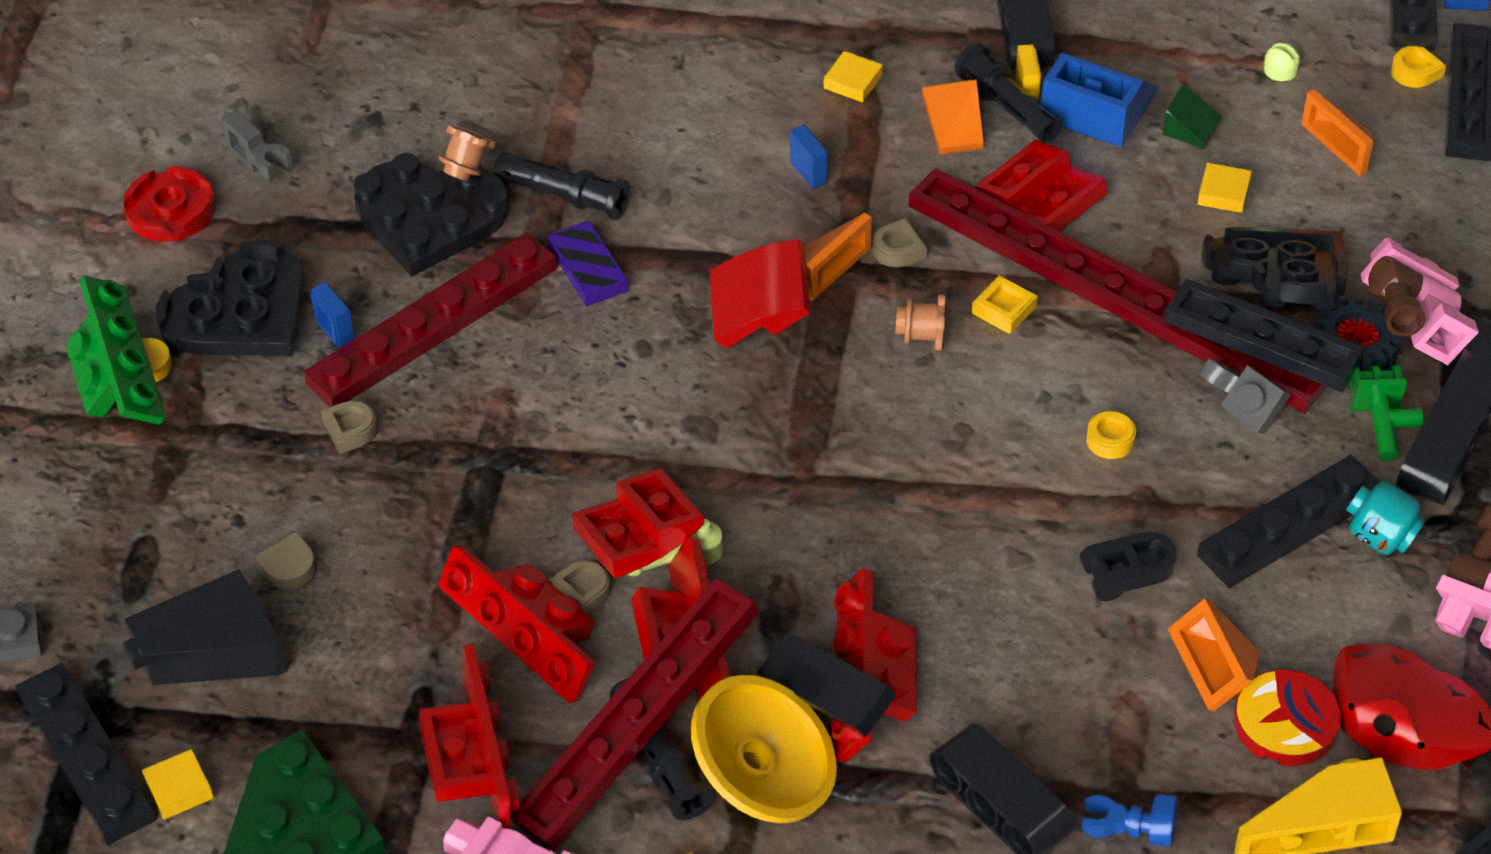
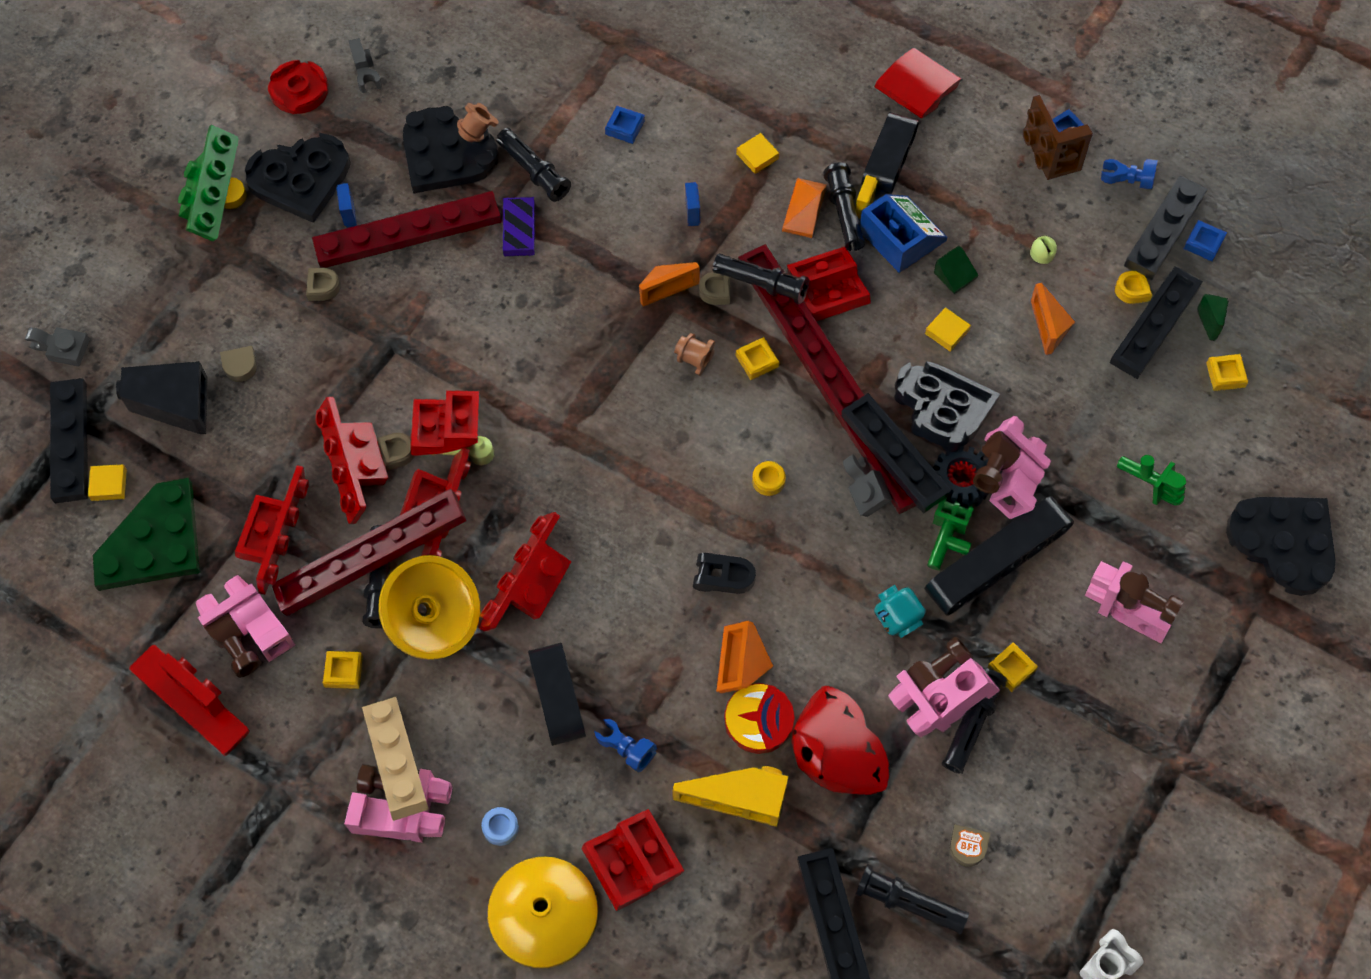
camera: 25 degrees right, 15 degrees up
(656, 101) = (624, 124): none -> blue tile
(759, 290) = (605, 291): red slope -> none
(828, 684) = (489, 581): black tile -> none
(981, 199) = (774, 280): none -> black pin
(1285, 522) = (842, 585): black plate -> none

